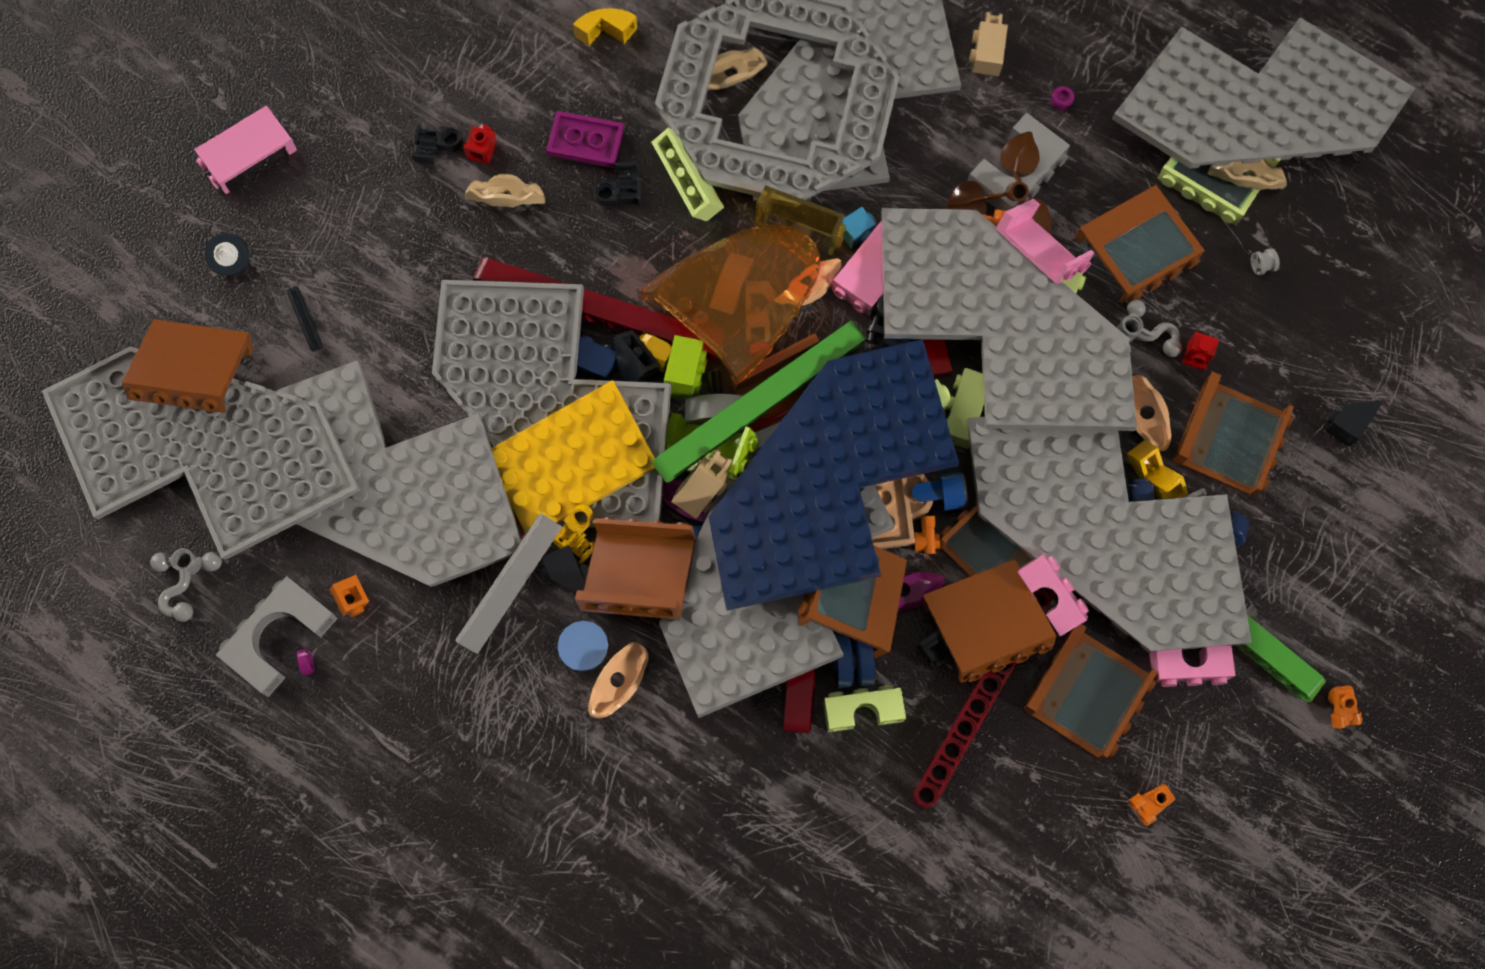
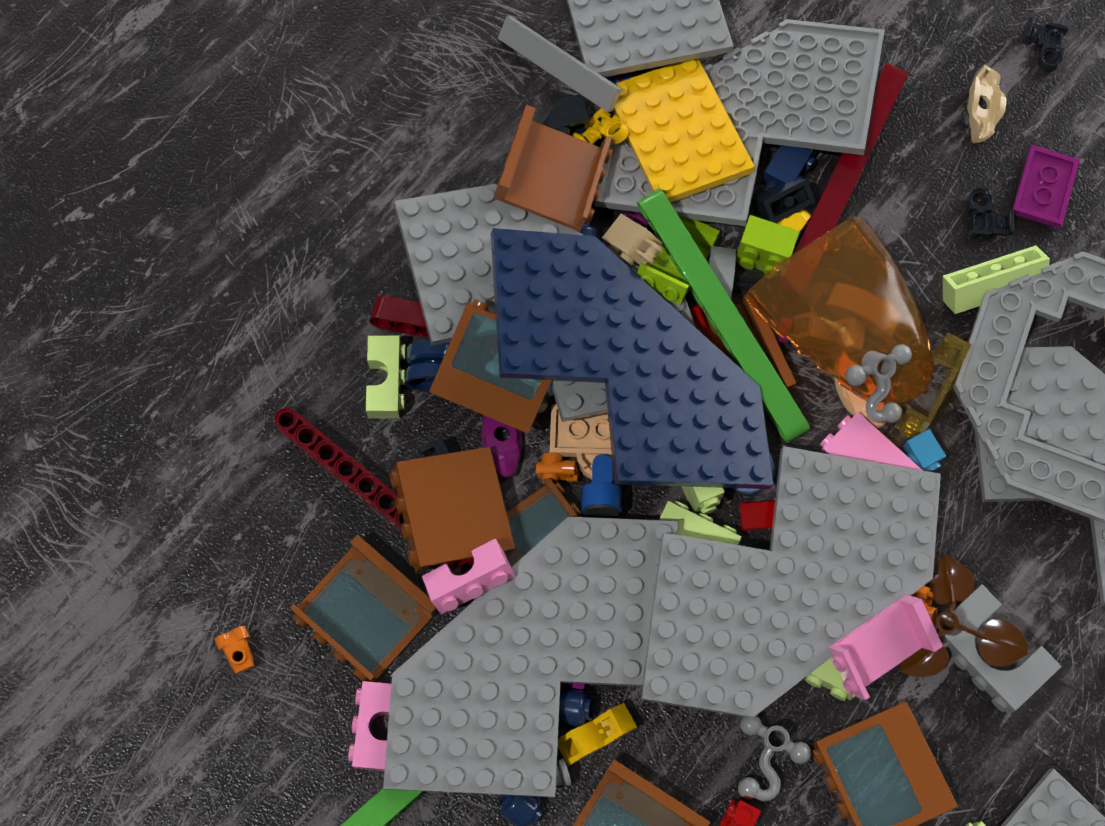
camera: 100 degrees right, 0 degrees up
(480, 144) = (1042, 84): red brick -> none
(583, 646) = (490, 129): medium blue tile -> none
(631, 664) = (436, 144): light nougat piece -> none
(801, 256) = (857, 375): none -> light grey piece
(1062, 98) = (1085, 724): magenta tile -> none
(1157, 428) = (693, 732): light nougat piece -> none

